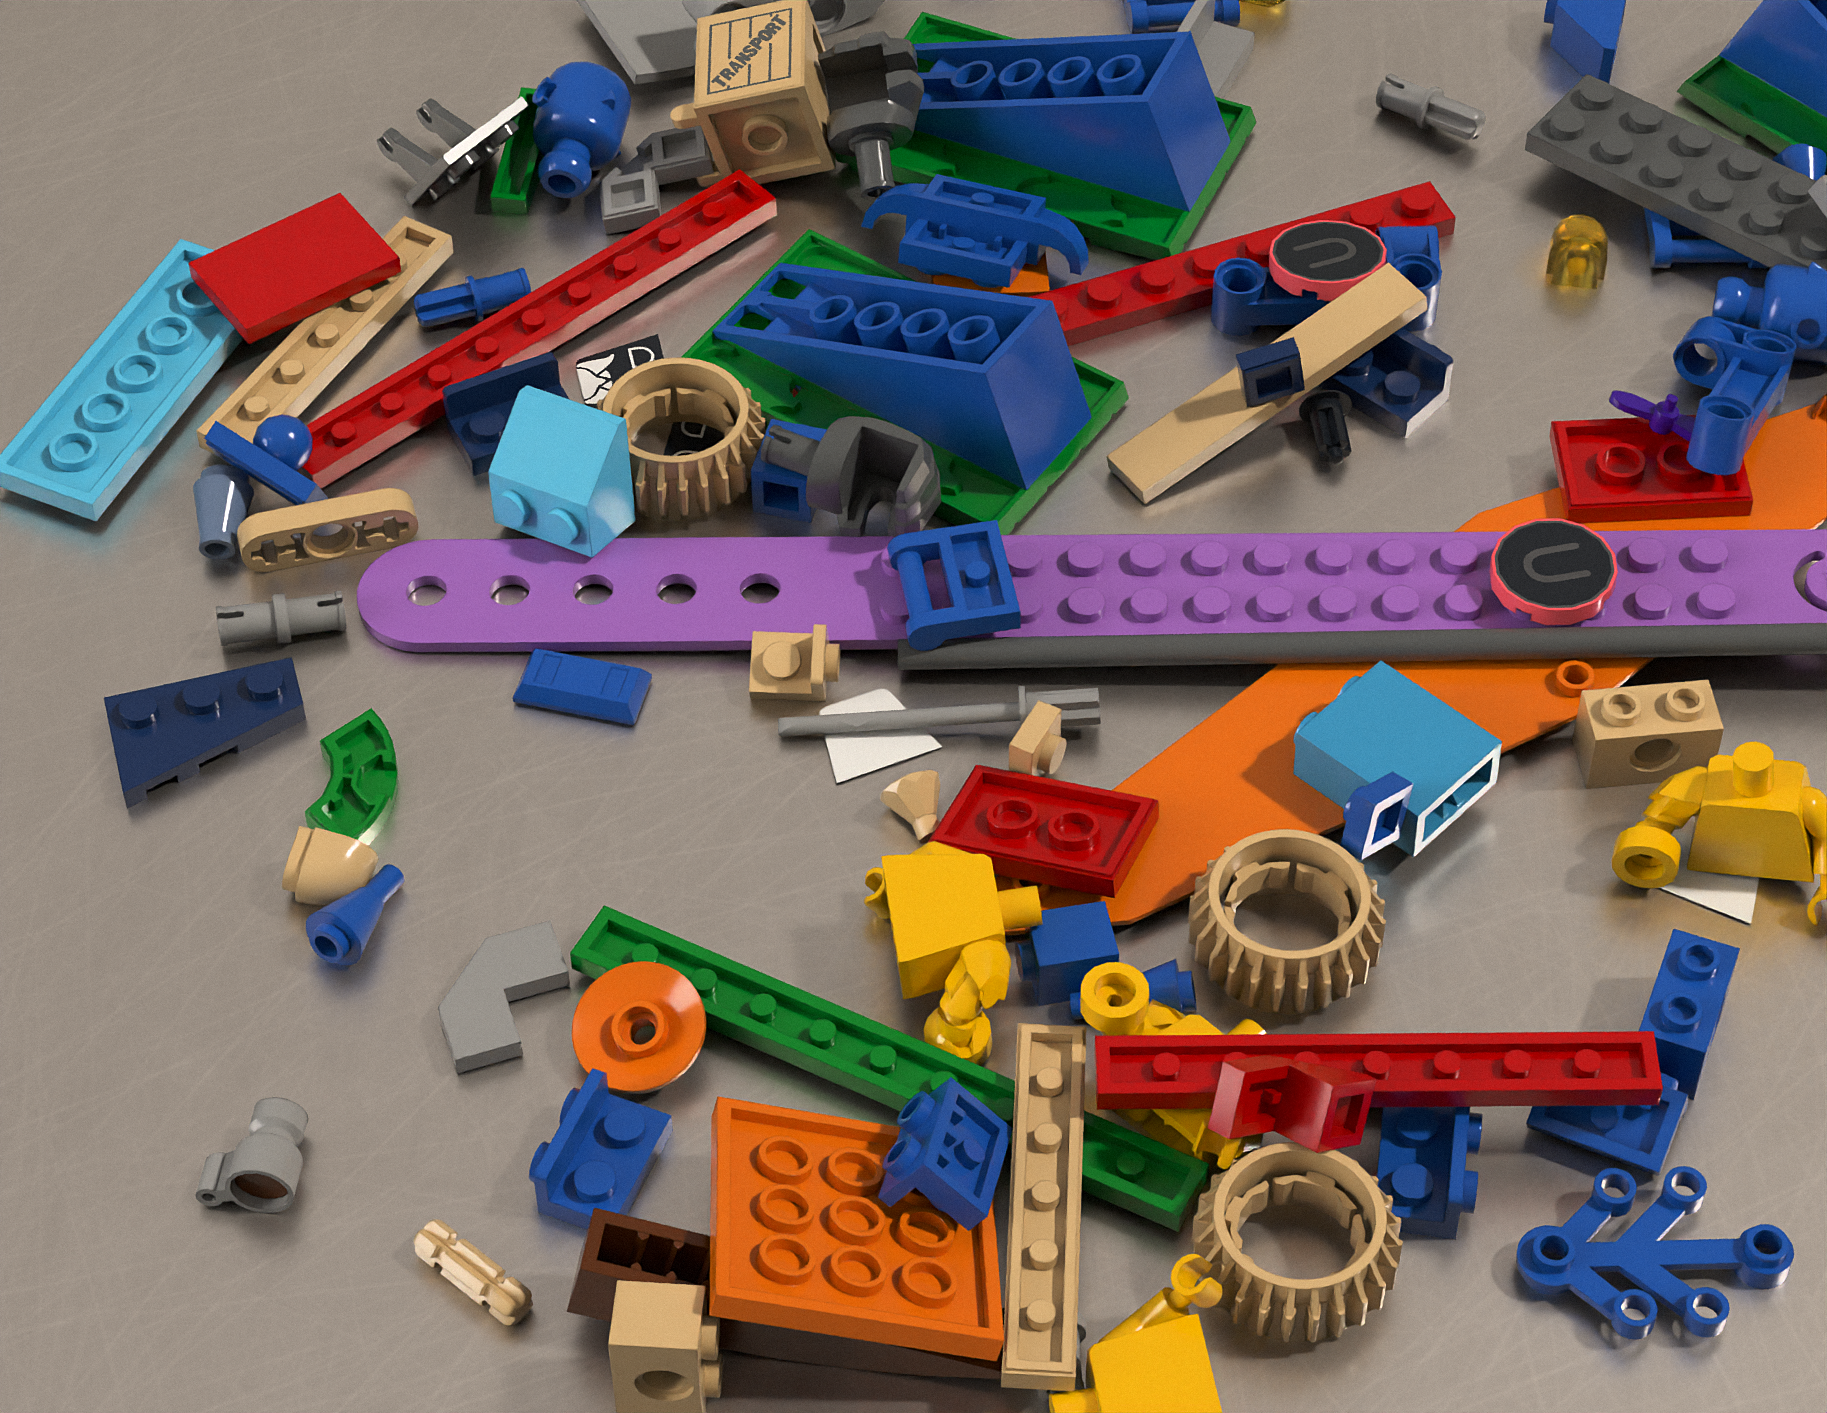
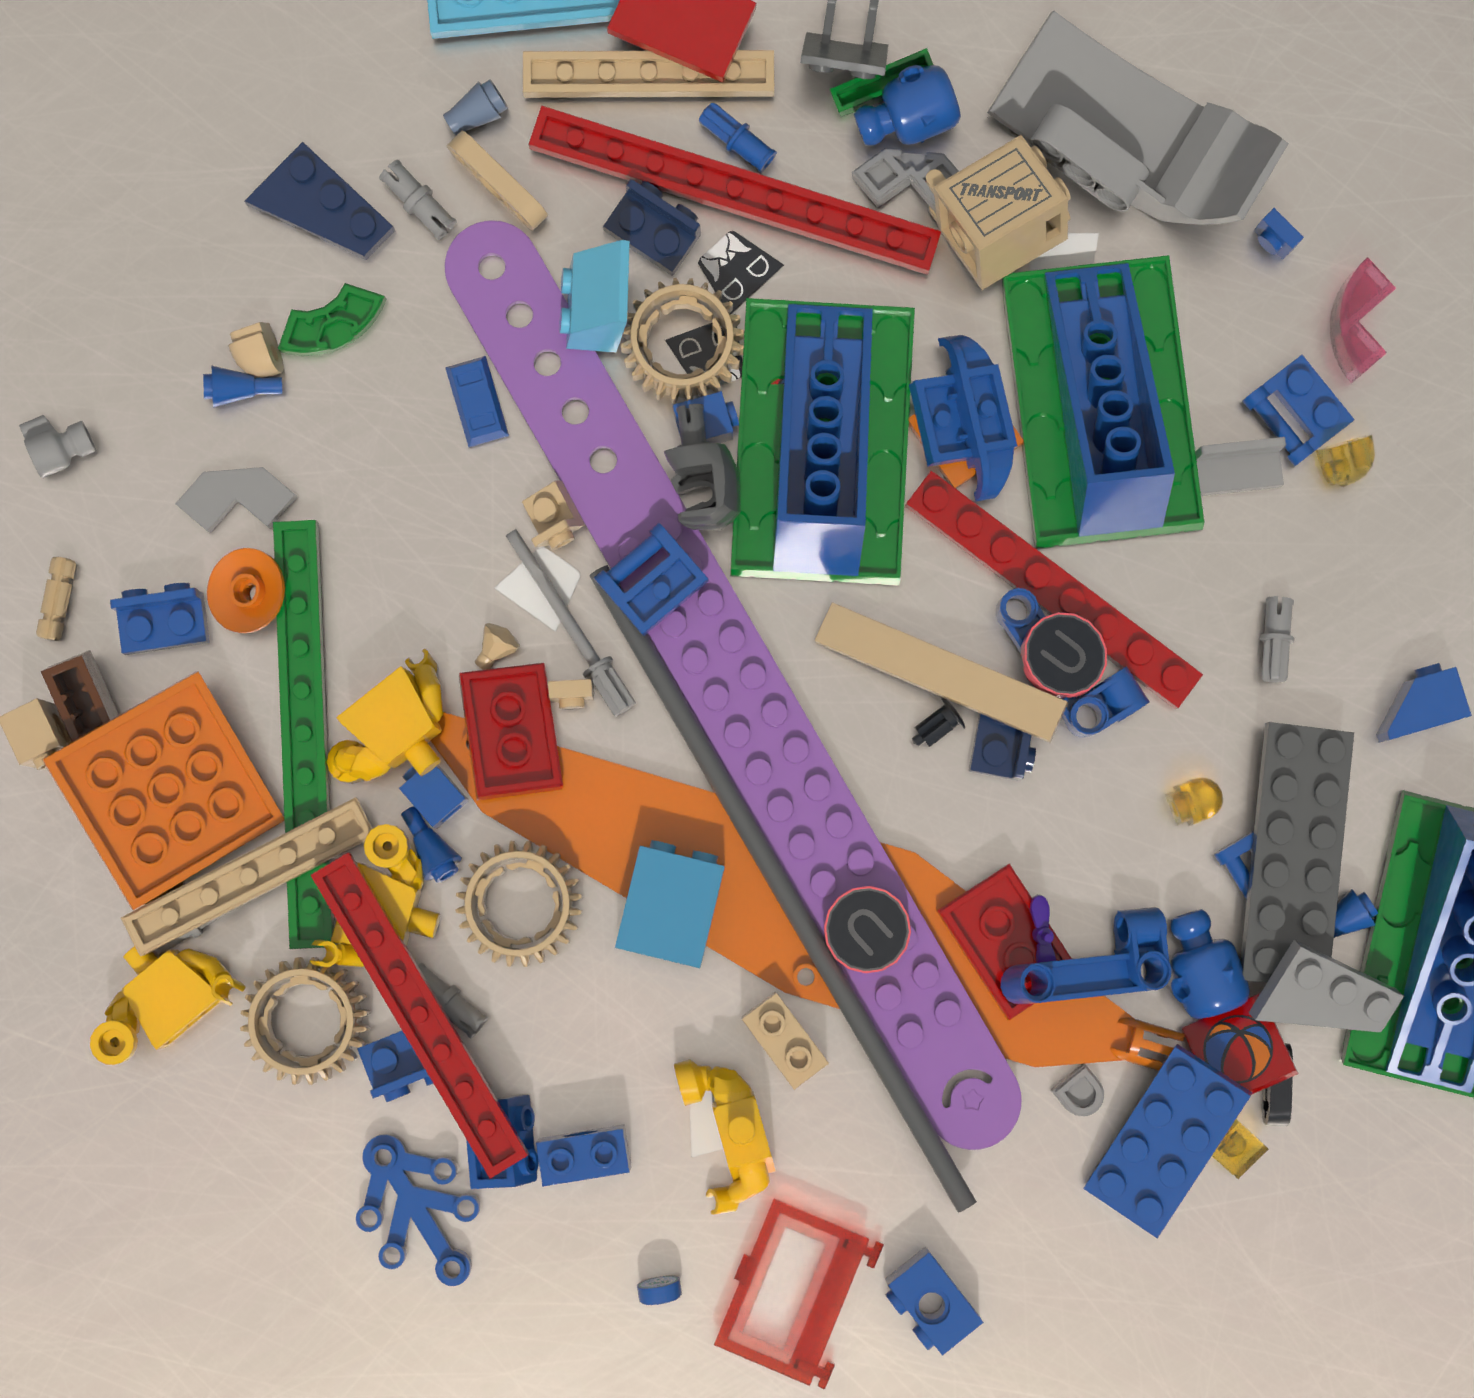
camera: 55 degrees right, 35 degrees up
(277, 453) = (514, 116): blue tile -> none
(872, 103) = (1026, 292): dark grey piece -> none
(949, 1152) = (236, 812): blue bracket -> none
(1270, 372) = (926, 677): dark blue tile -> none
(1297, 1099) = (365, 991): red slope -> none
(1375, 815) = (598, 922): blue plate -> none

